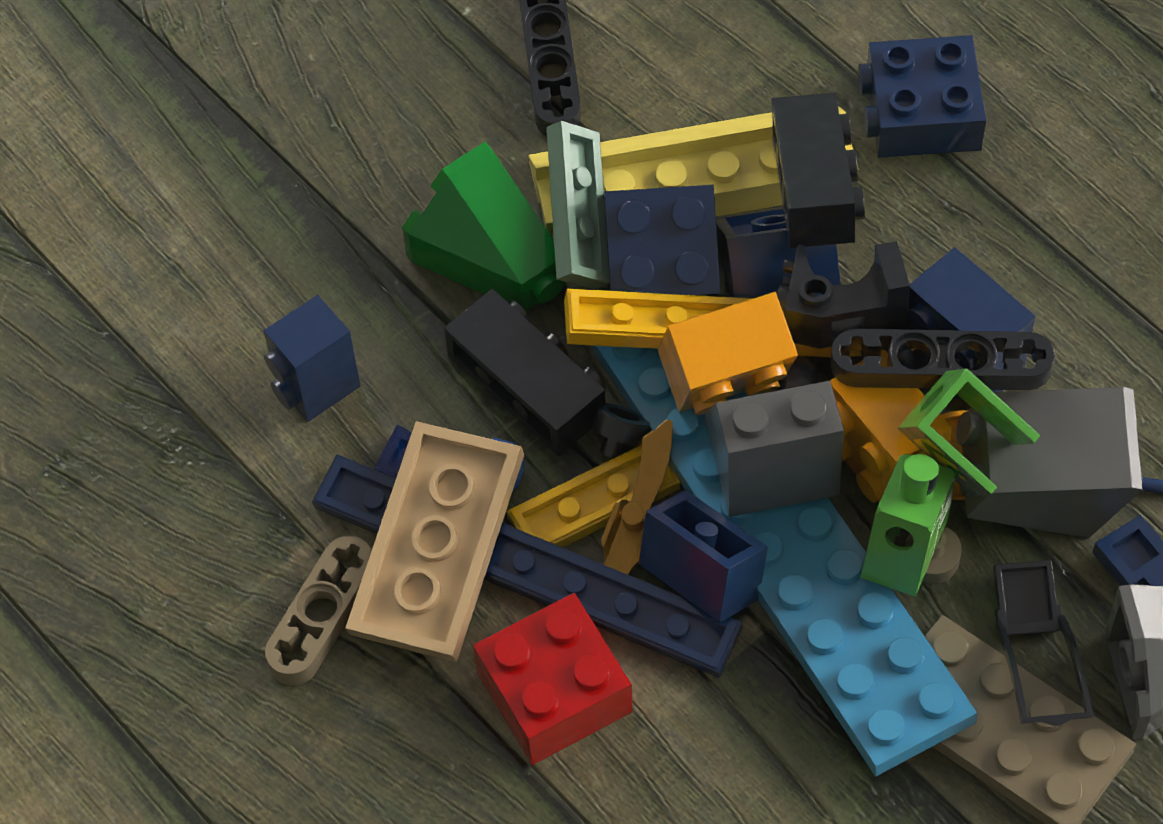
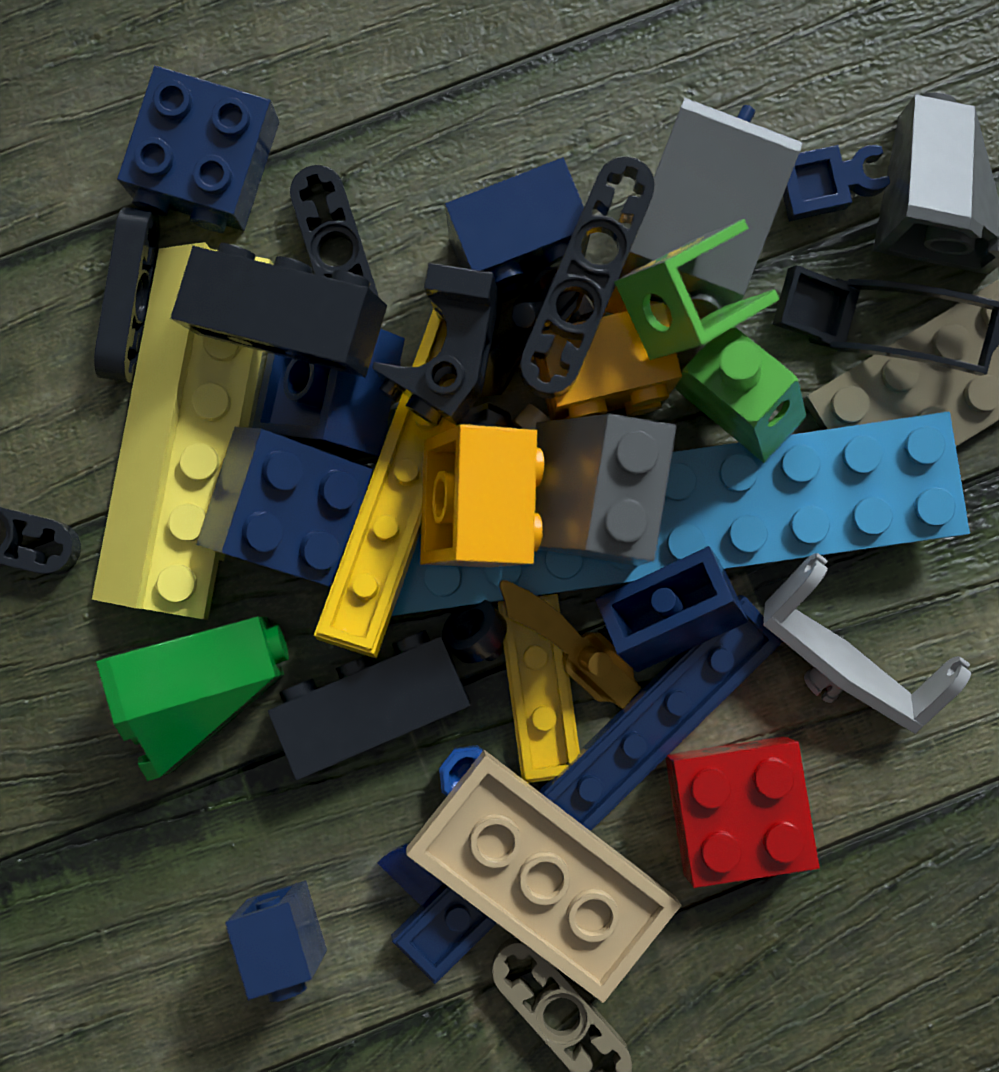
camera: 75 degrees left, 25 degrees up
(578, 205) = (208, 582): sand green plate -> none
(718, 718) = (844, 667): none -> light grey piece
(752, 91) = (127, 293): none -> black beam
(900, 201) = (338, 207): none -> black beam

